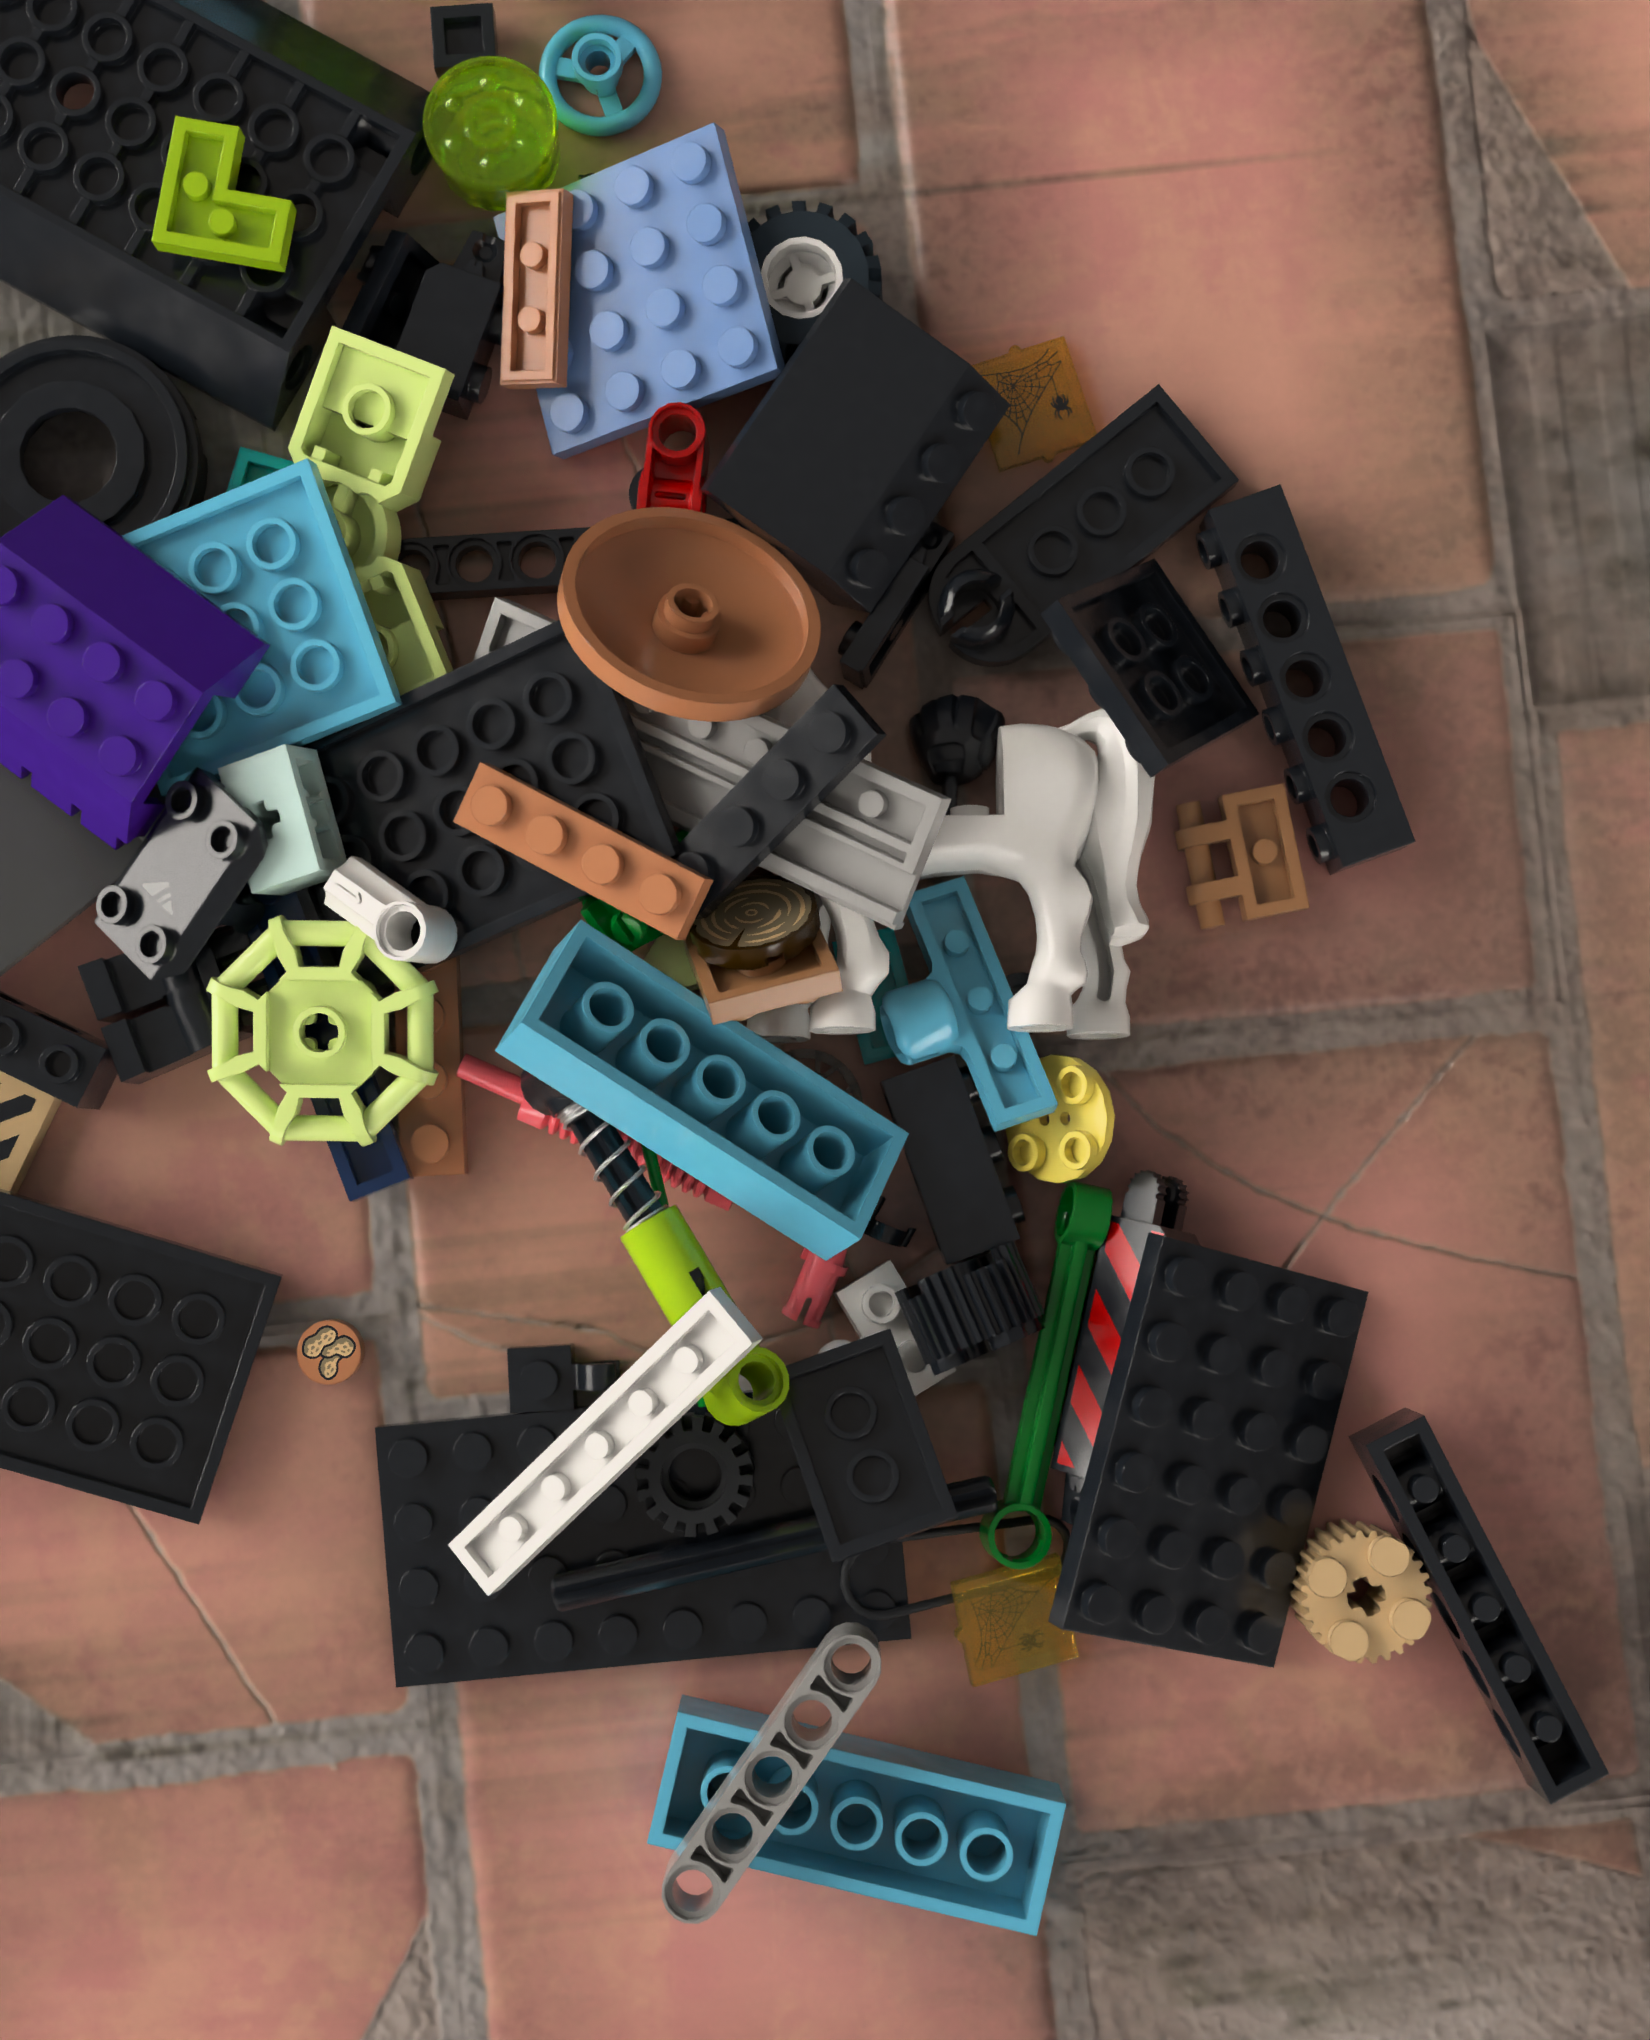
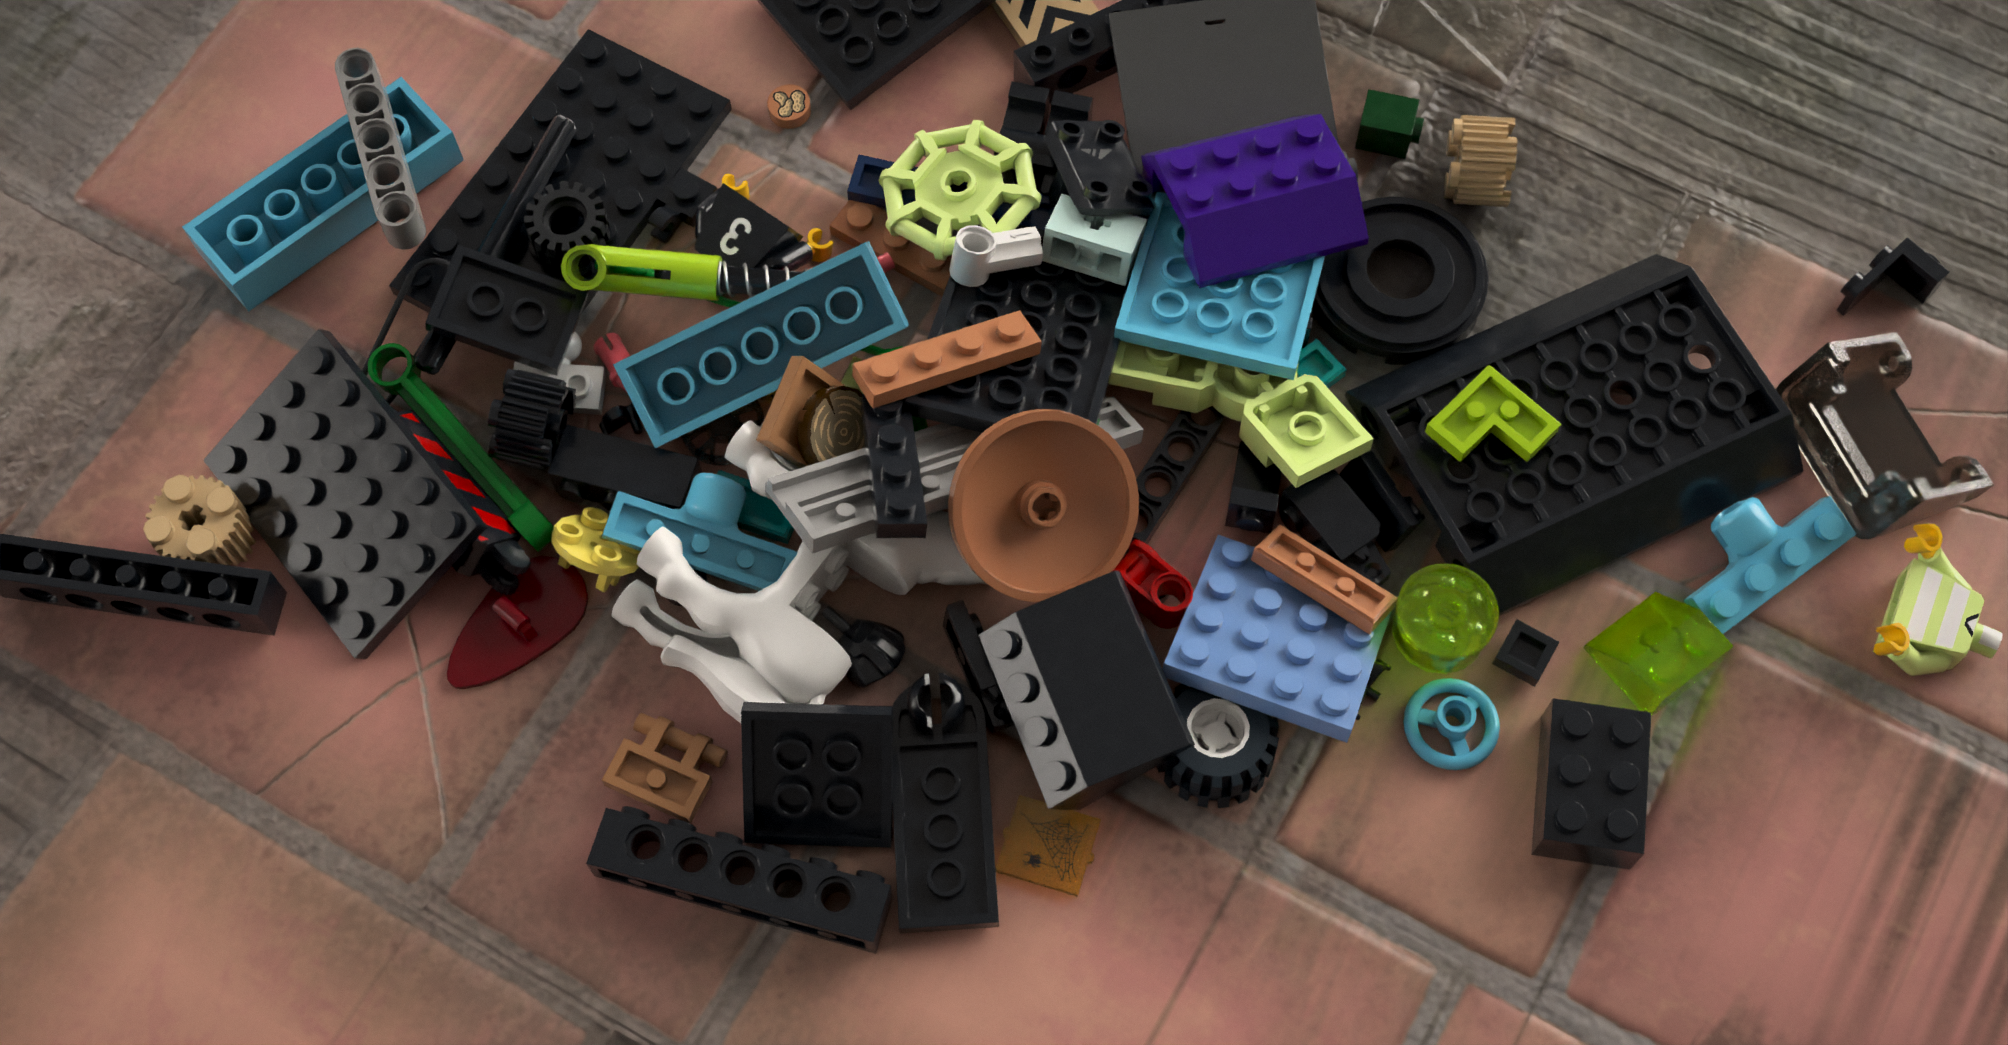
camera: 130 degrees right, 20 degrees down
(479, 445) = (1253, 493): none -> black bracket
(558, 1250) = (747, 234): none -> black torso
(605, 1440) = (618, 178): white plate -> none
(1006, 1621) = (359, 329): clear yellow piece -> none
(1209, 1145) = (520, 626): none -> dark red shield

